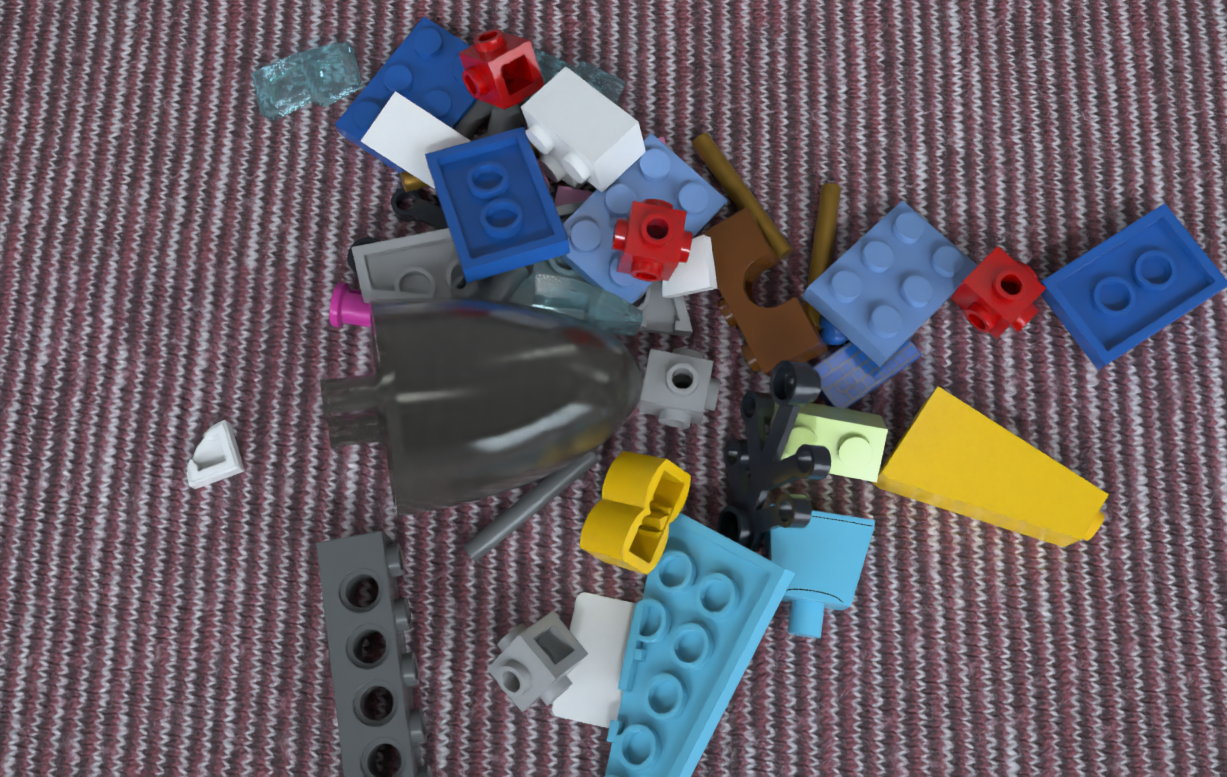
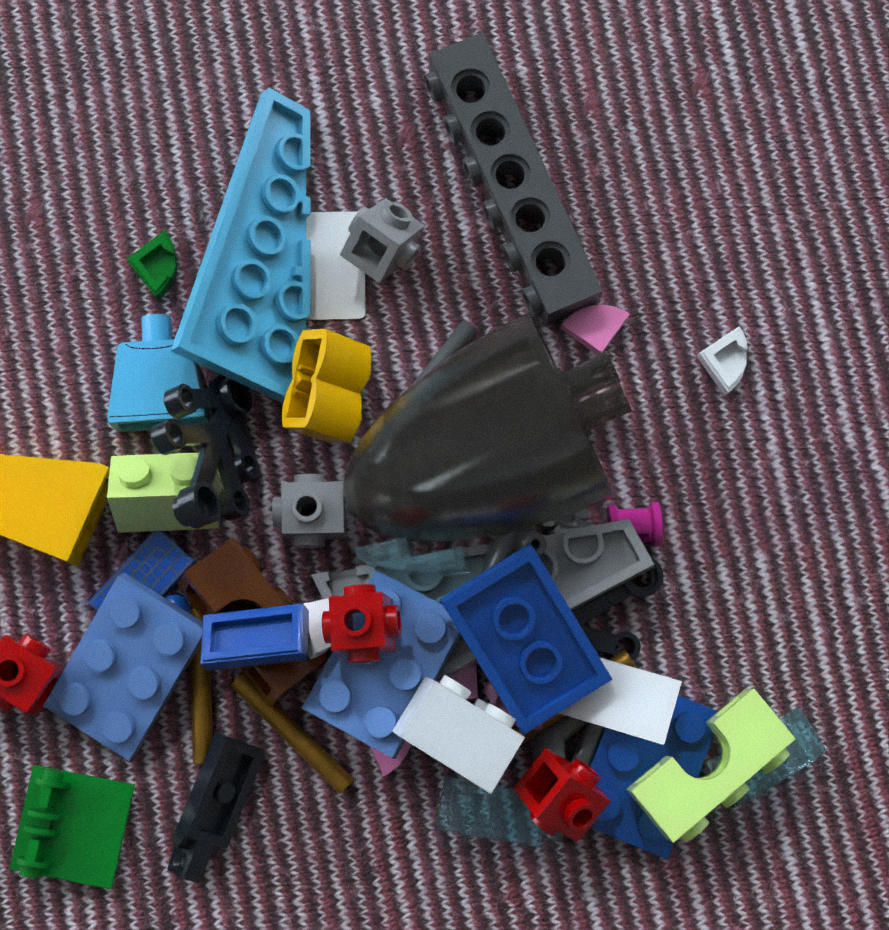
camera: 160 degrees right, 5 degrees up
(335, 520) = (595, 326): none -> bright pink tile
(388, 43) = (749, 741): none -> yellowish green arch
(760, 261) = (255, 637): none -> blue tile
(794, 703) = (156, 264): none -> green tile
(826, 144) = (214, 805): none -> black hinge
(966, 156) = (72, 827): none -> green hinge

